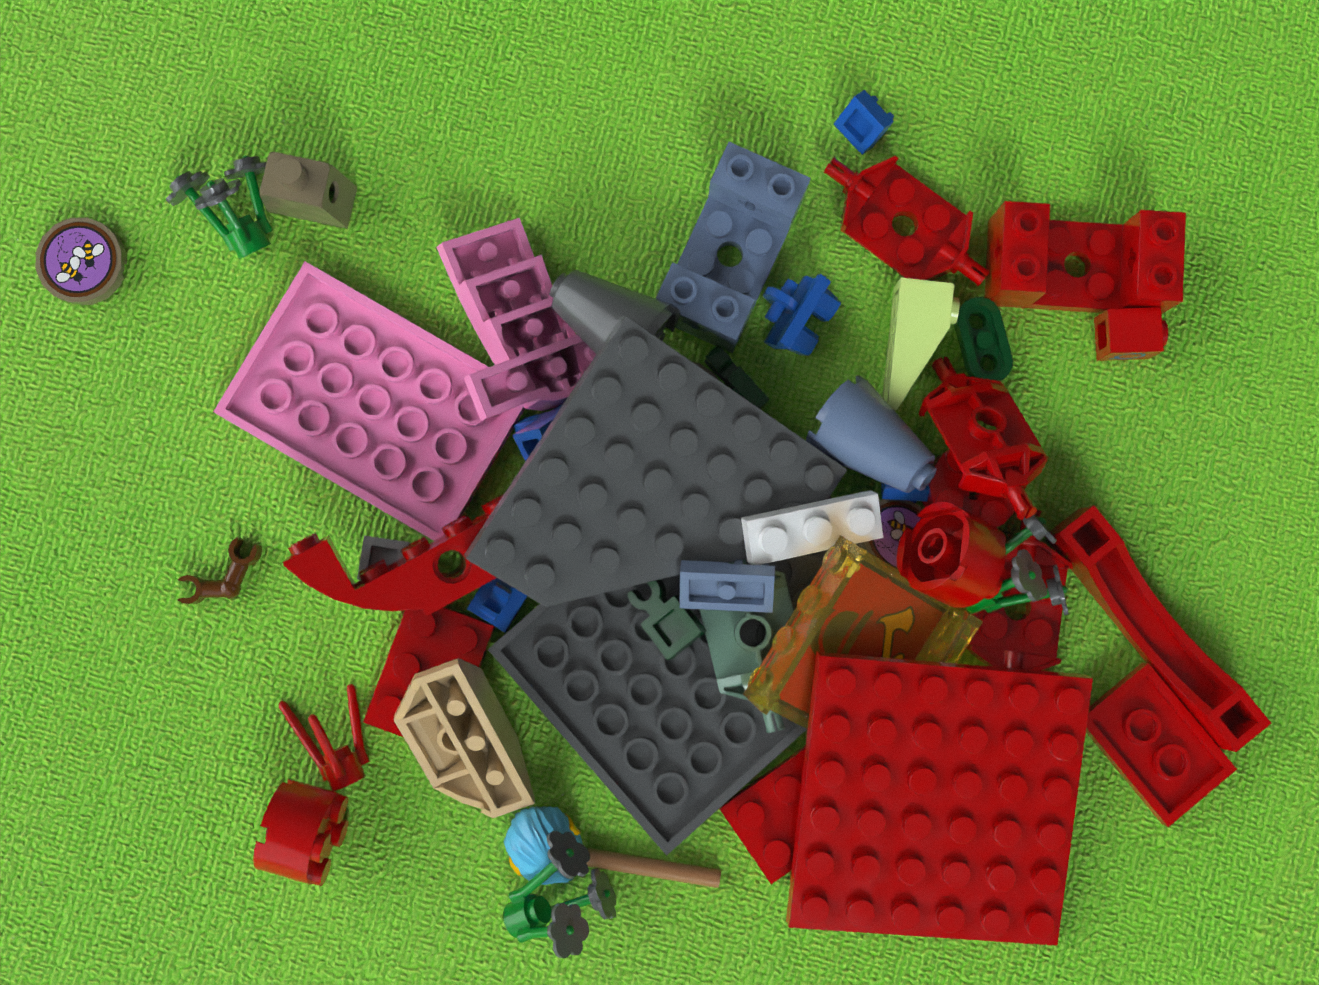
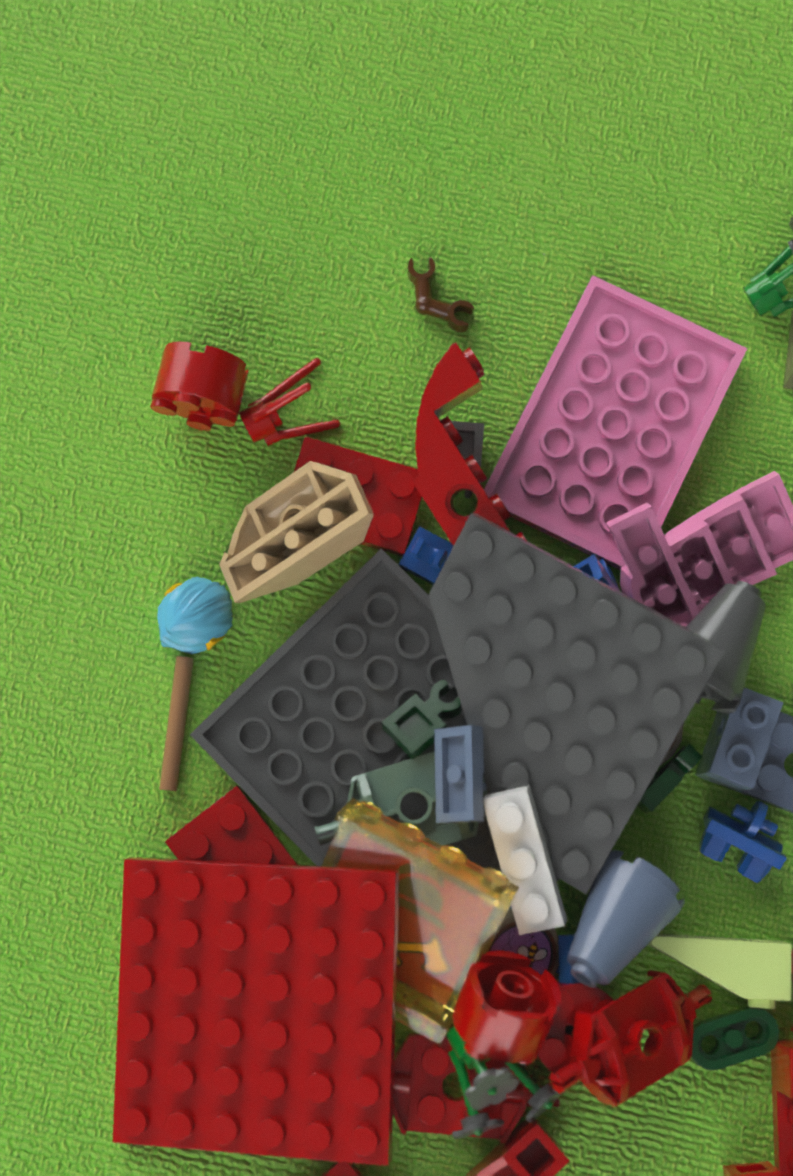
camera: 85 degrees right, 5 degrees down
(81, 261) = (726, 145): tile -> none
(528, 913) = (126, 610): plant -> none

